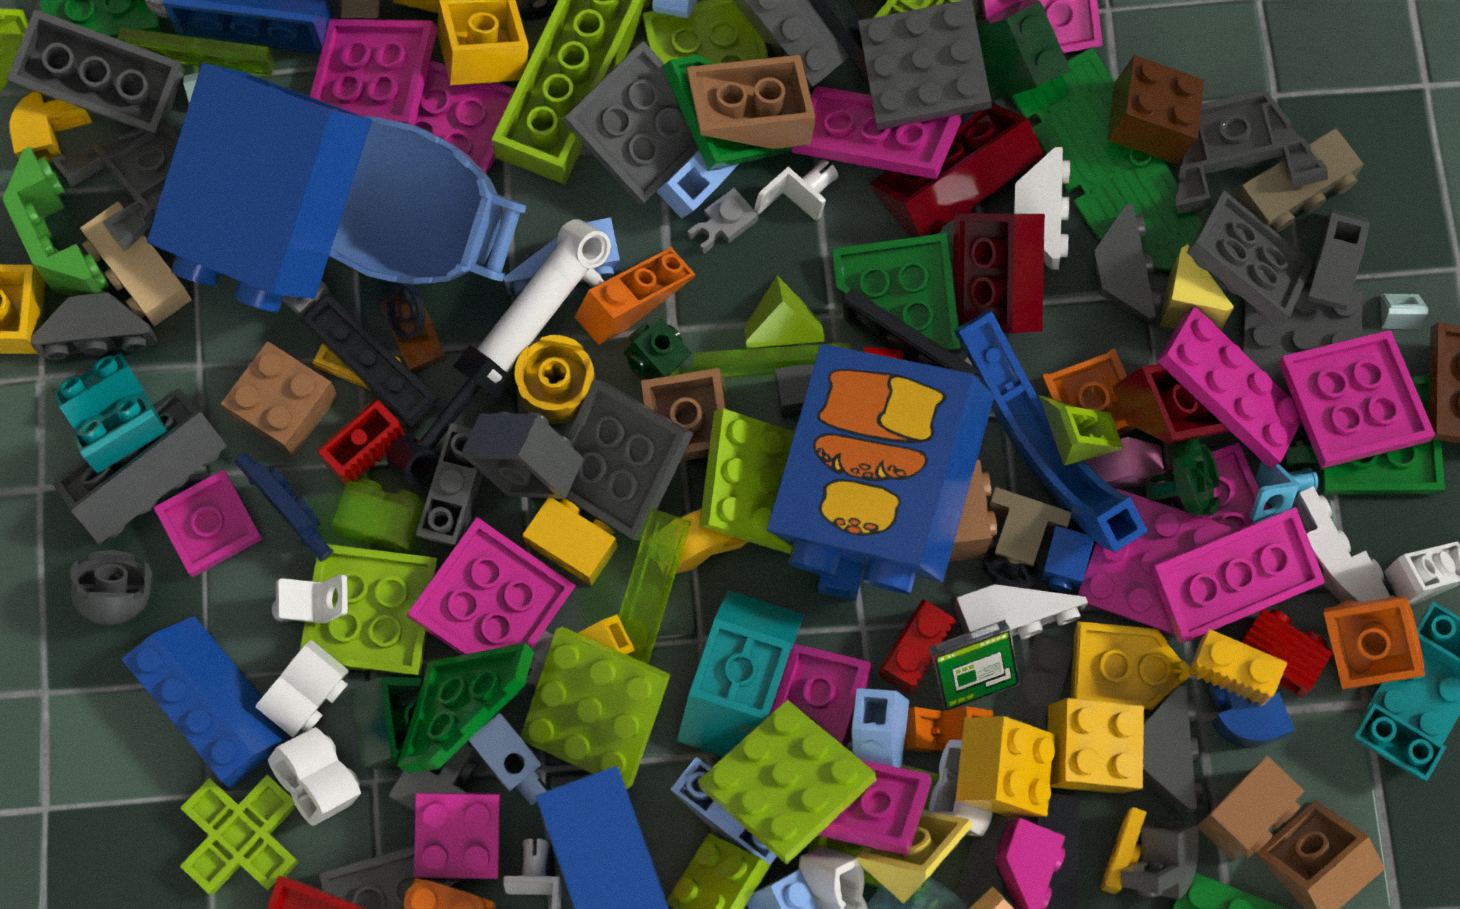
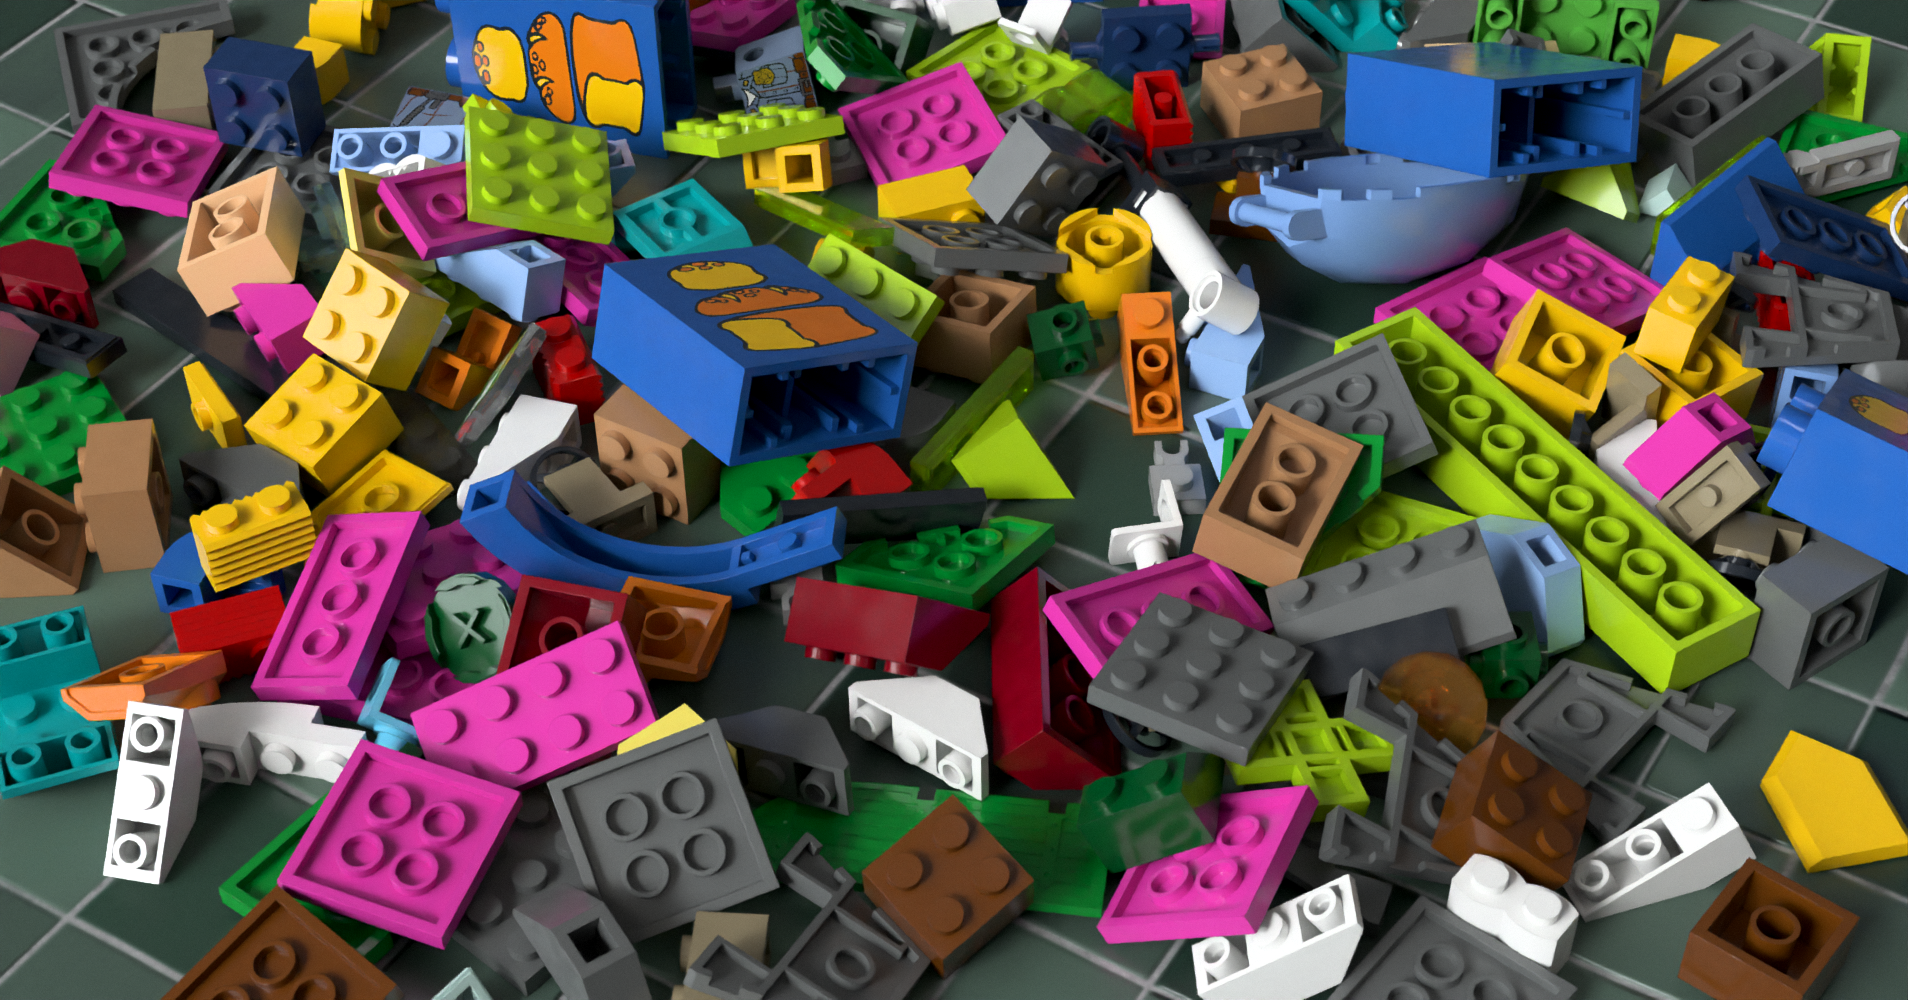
camera: 125 degrees right, 30 degrees down
(1080, 431) = (642, 557): lime slope -> none
(1166, 861) = (165, 396): dark grey brick -> none

